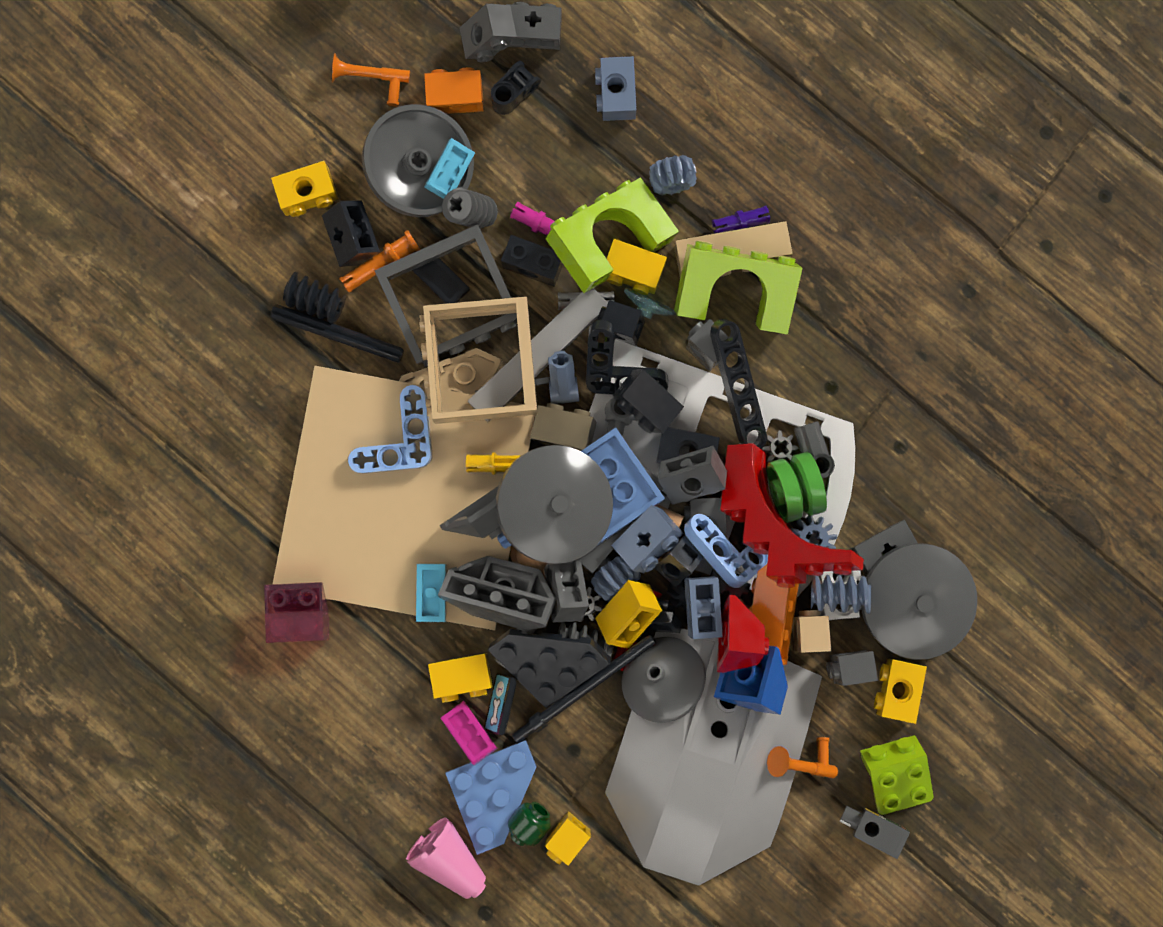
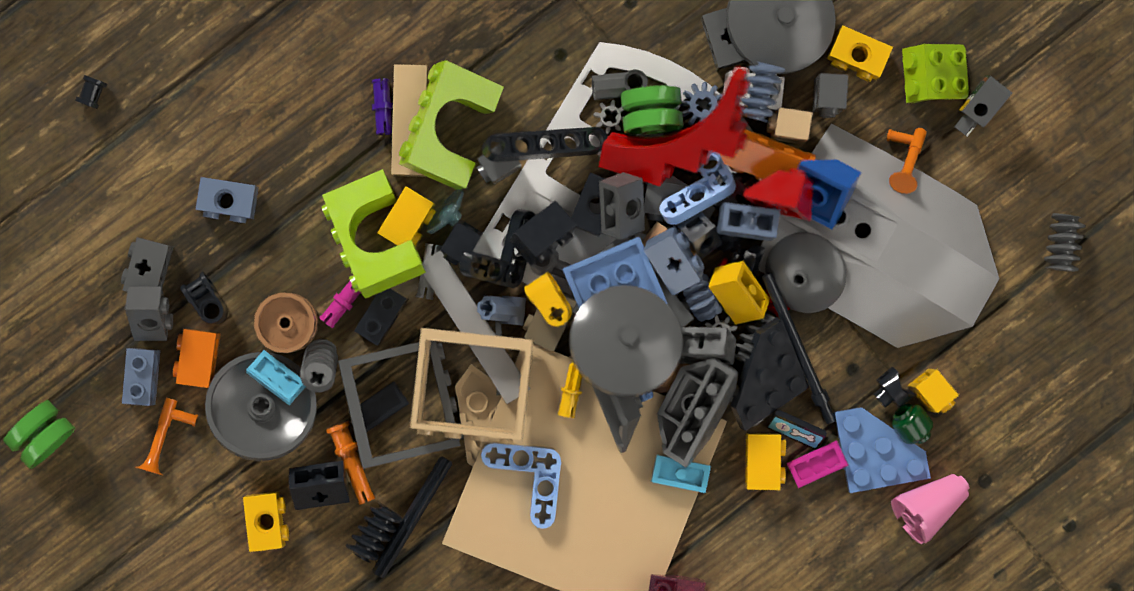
camera: 85 degrees left, 5 degrees up
(425, 41) = (141, 376): none -> sand blue brick
(510, 153) = (302, 322): none -> medium nougat wheel
(559, 794) = (891, 390): none -> black piece
(583, 418) = (546, 295): none -> yellow piece
(672, 175) = (325, 163): sand blue gear -> none

